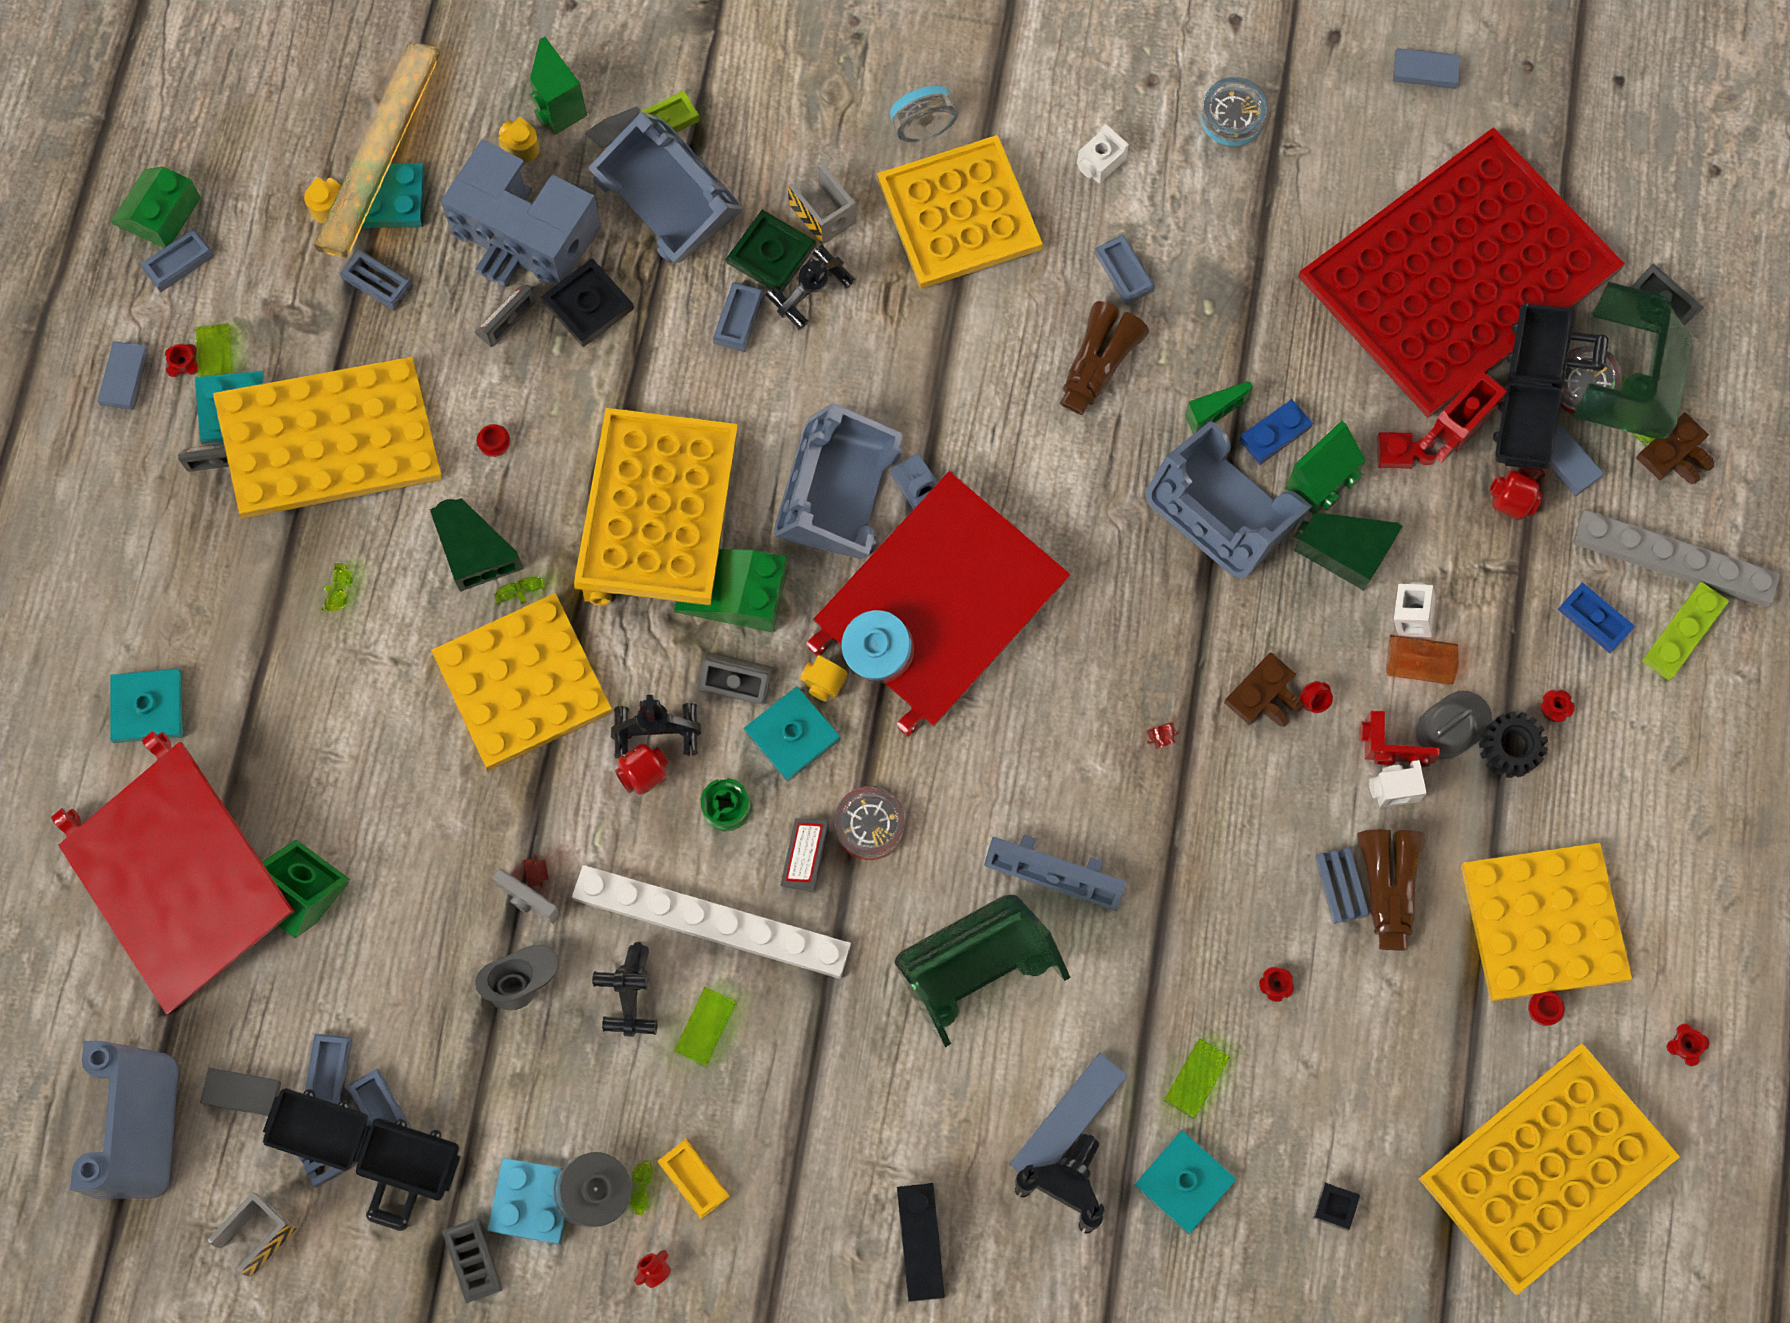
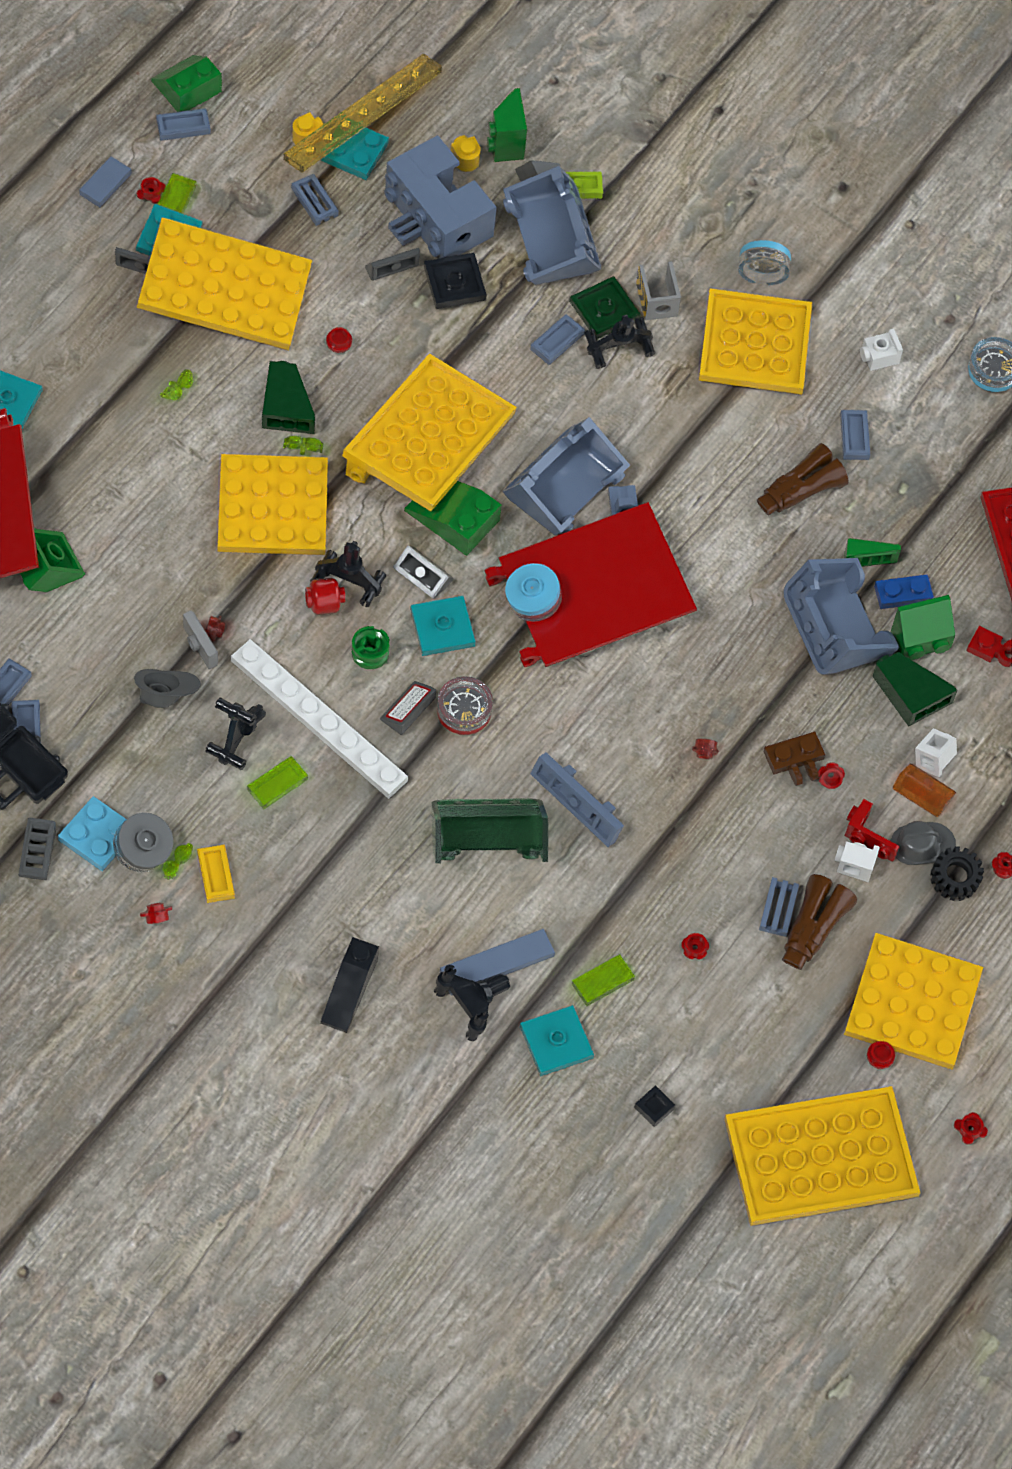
camera: 20 degrees right, 10 degrees down
(823, 678) = (484, 598): yellow plate -> none

